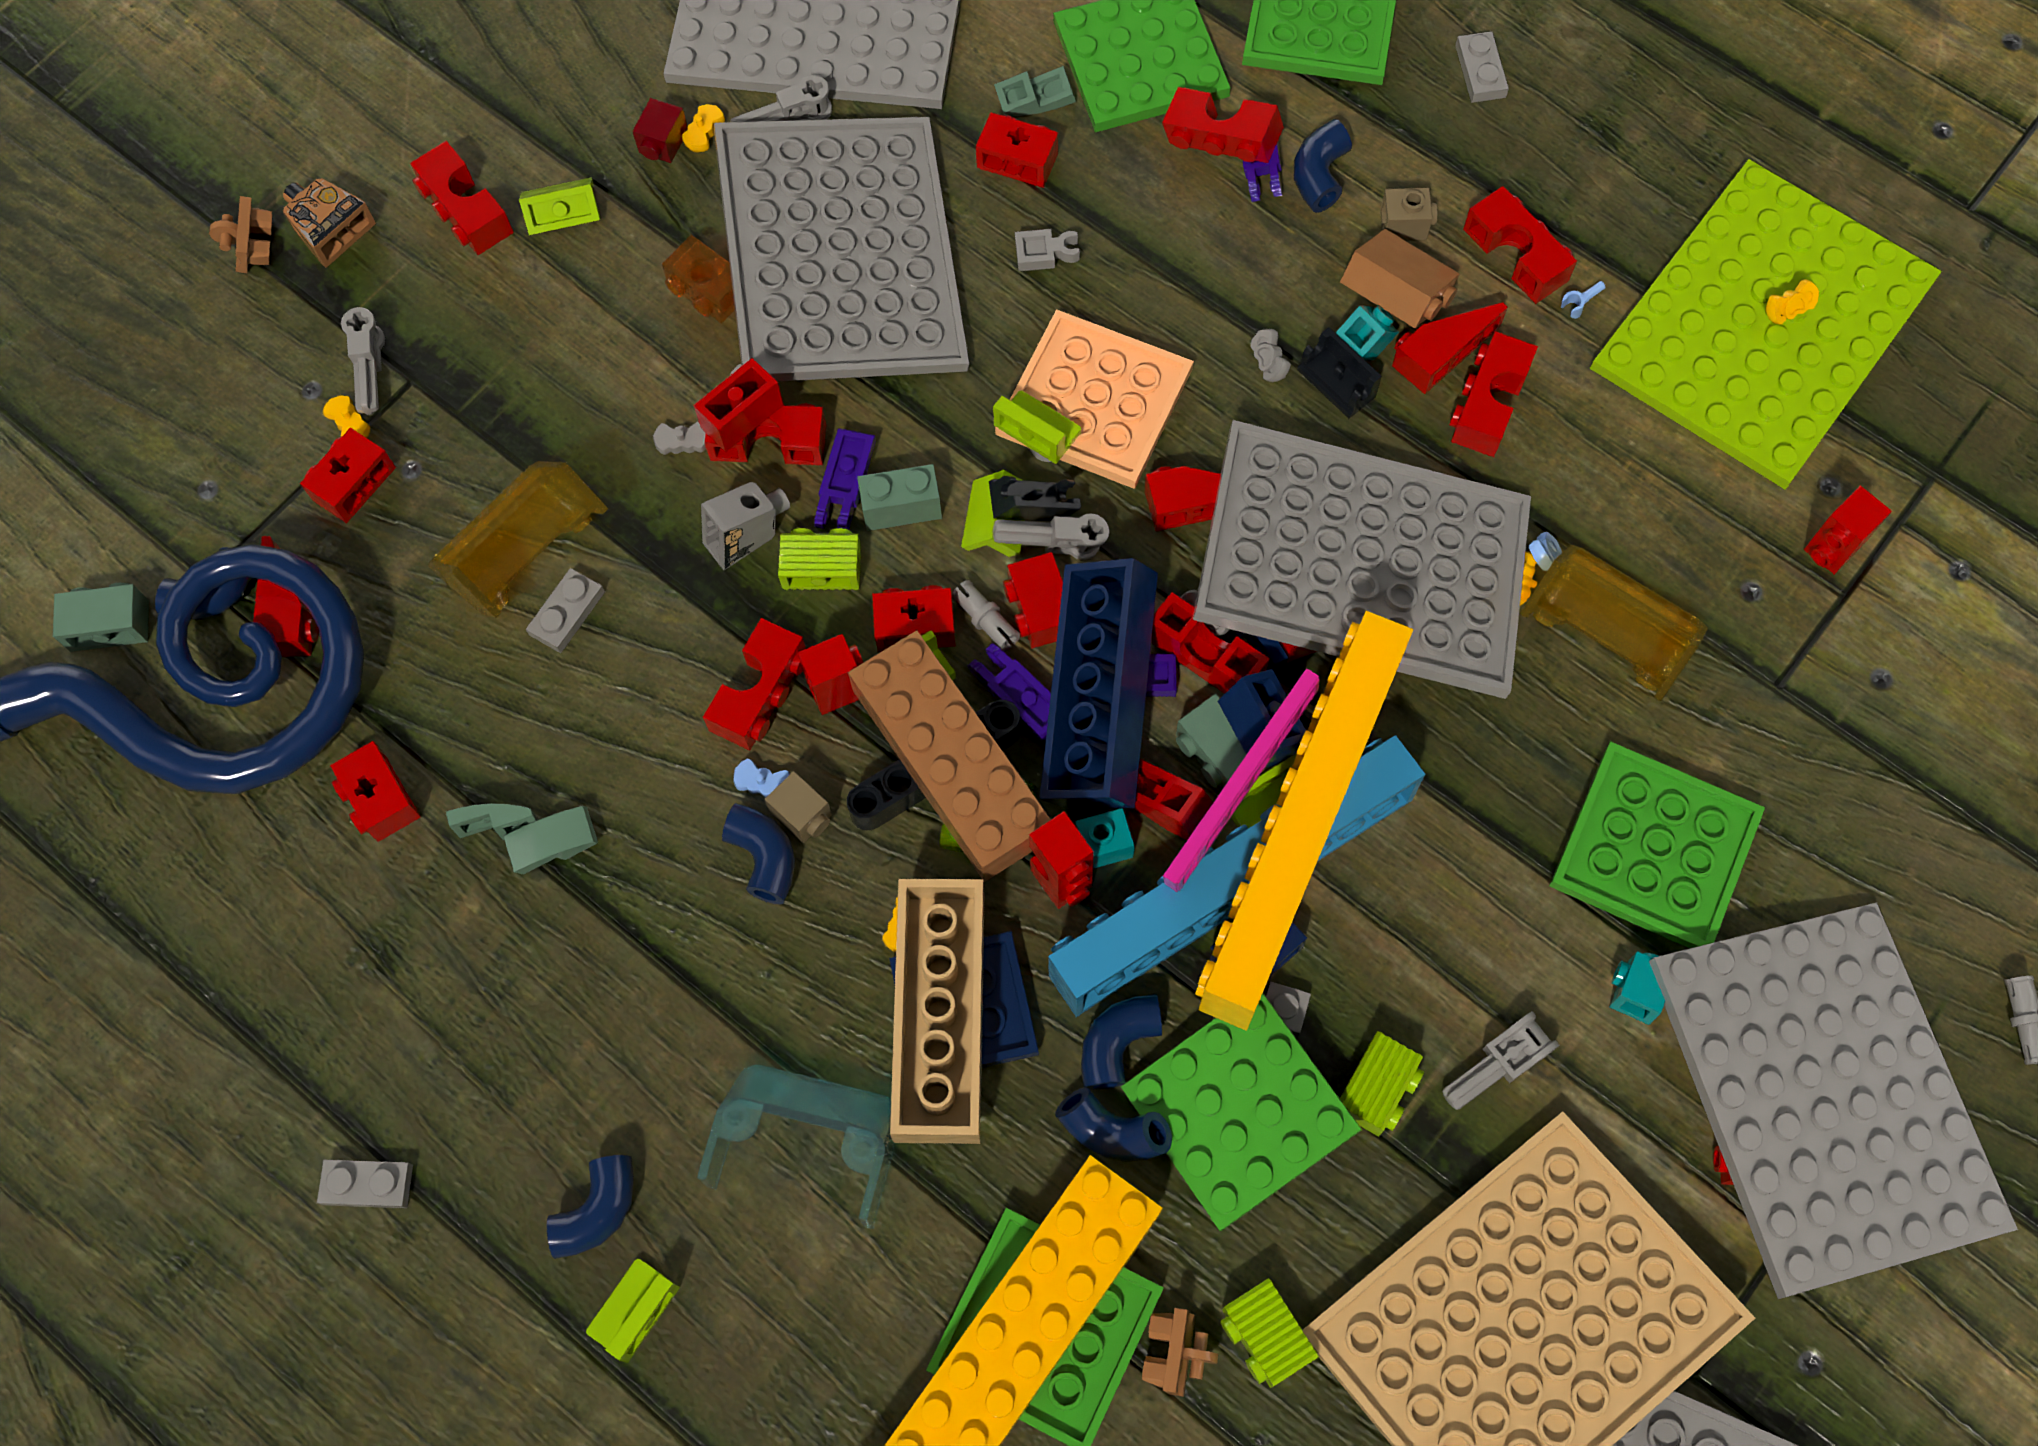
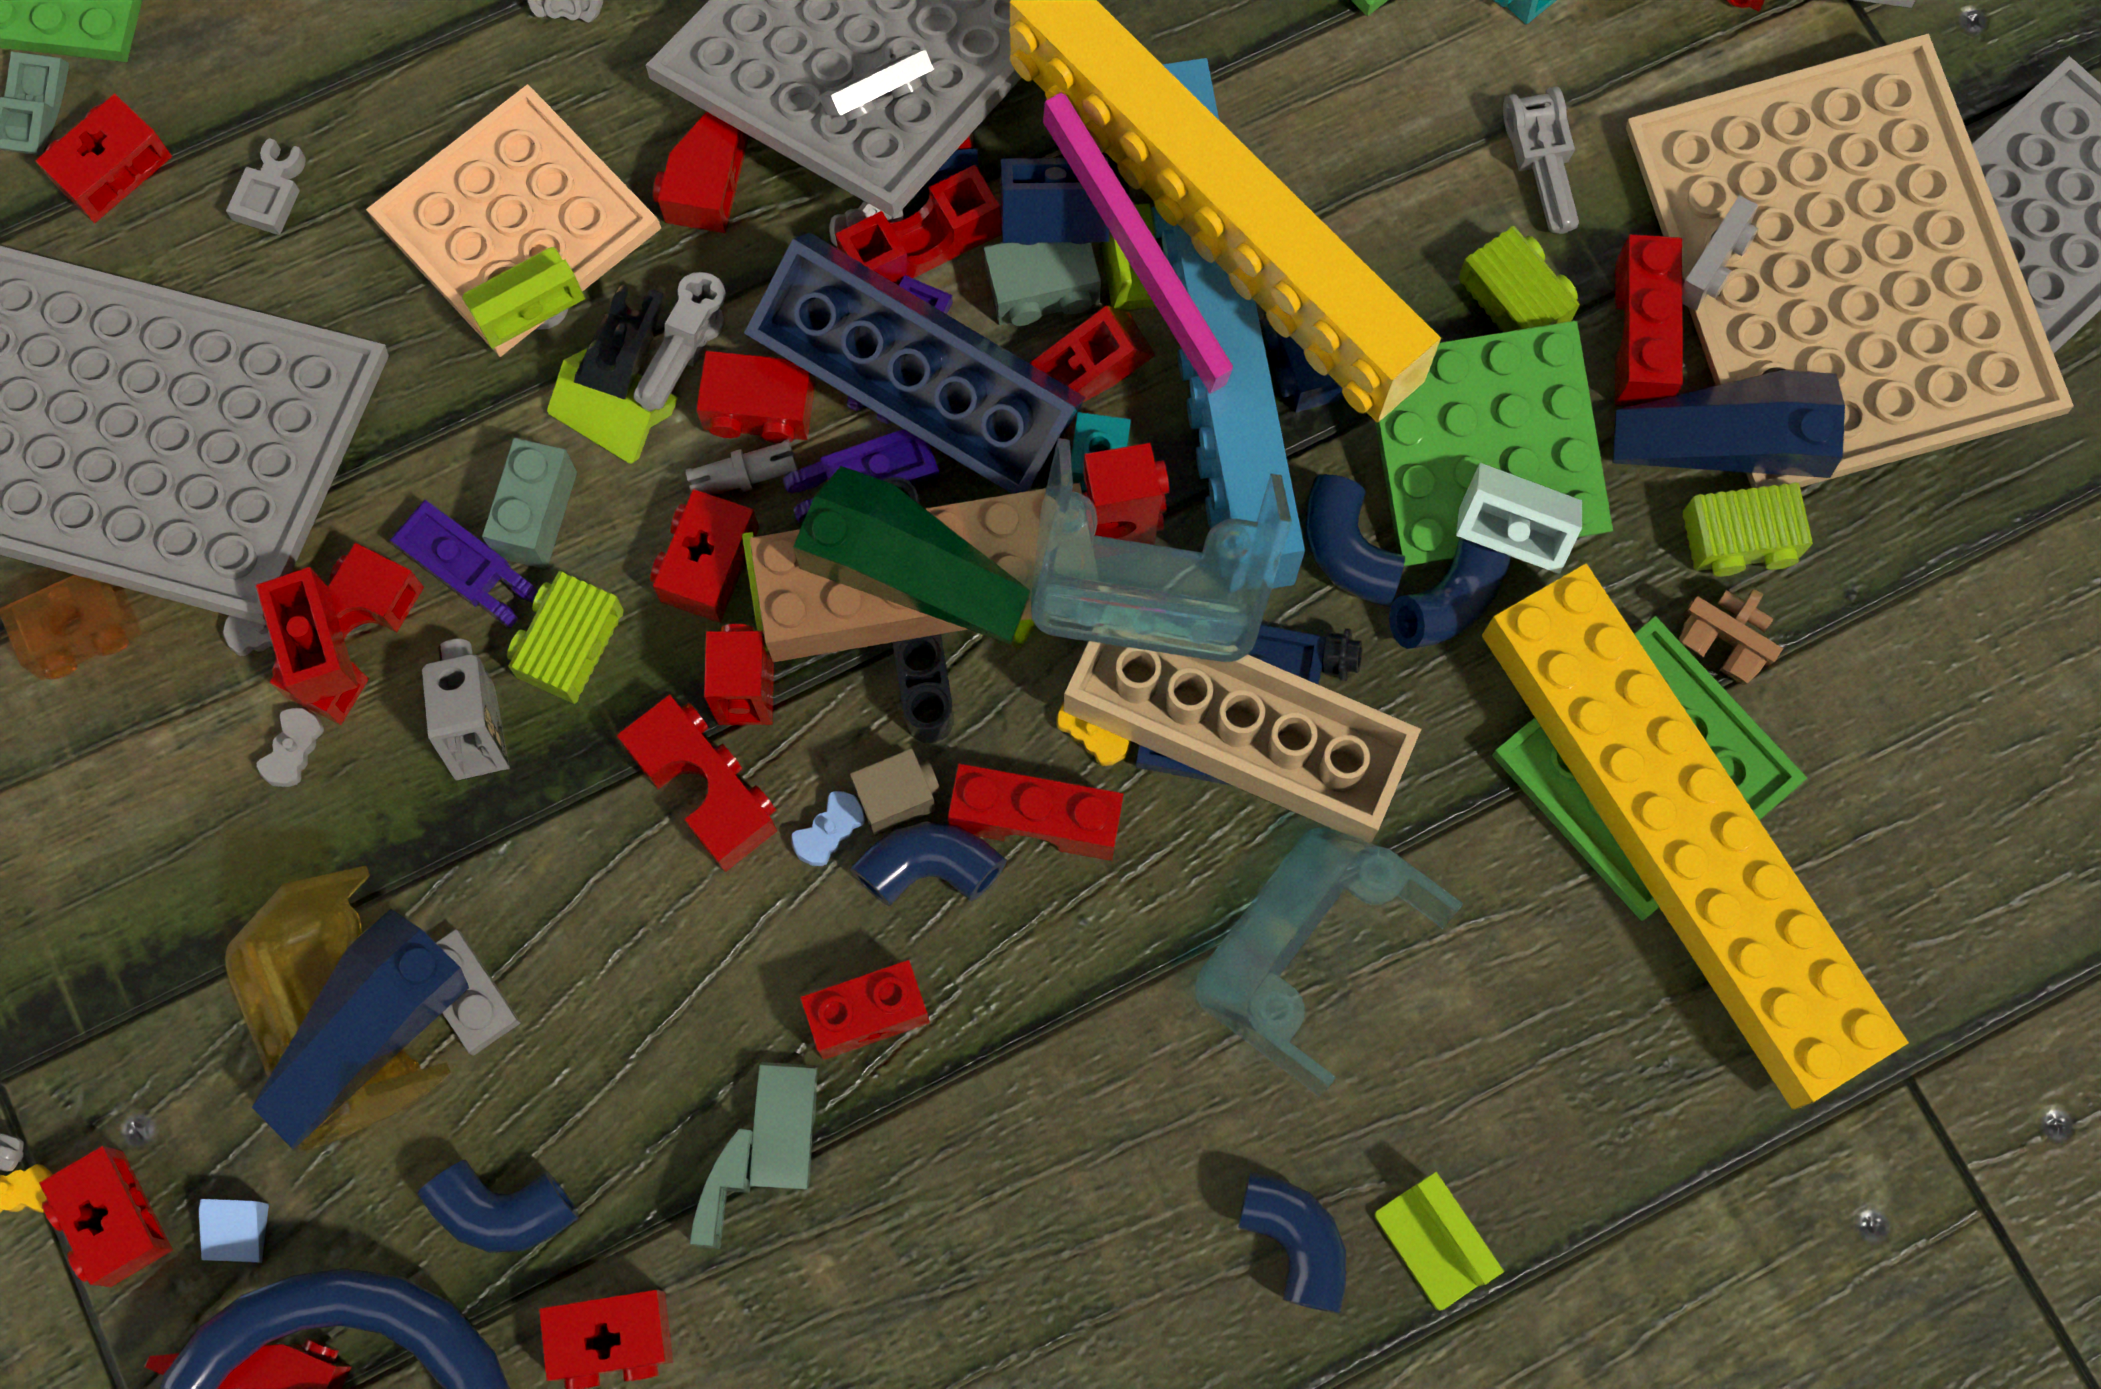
camera: 70 degrees left, 5 degrees up
(368, 548) = (232, 1230): none -> light blue slope
(425, 694) = (493, 1219): none -> dark blue cylinder
(520, 556) = (367, 1012): none -> dark blue wedge
(644, 855) = (865, 1010): none -> red brick
(824, 906) = (1066, 814): none -> red arch
(944, 717) = (895, 549): none -> dark green wedge
(987, 891) = (1150, 593): none -> clear light blue windscreen
(1032, 1068) = (1342, 654): none -> black plate
(1180, 1147) = (1519, 518): none -> light aqua brick
(1294, 572) = (857, 95): none -> plate
(1350, 1301) = (1751, 425): none -> dark blue wedge
(1400, 1190) = (1652, 340): none -> red arch
(1494, 1223) = (1731, 237): none -> light grey plate

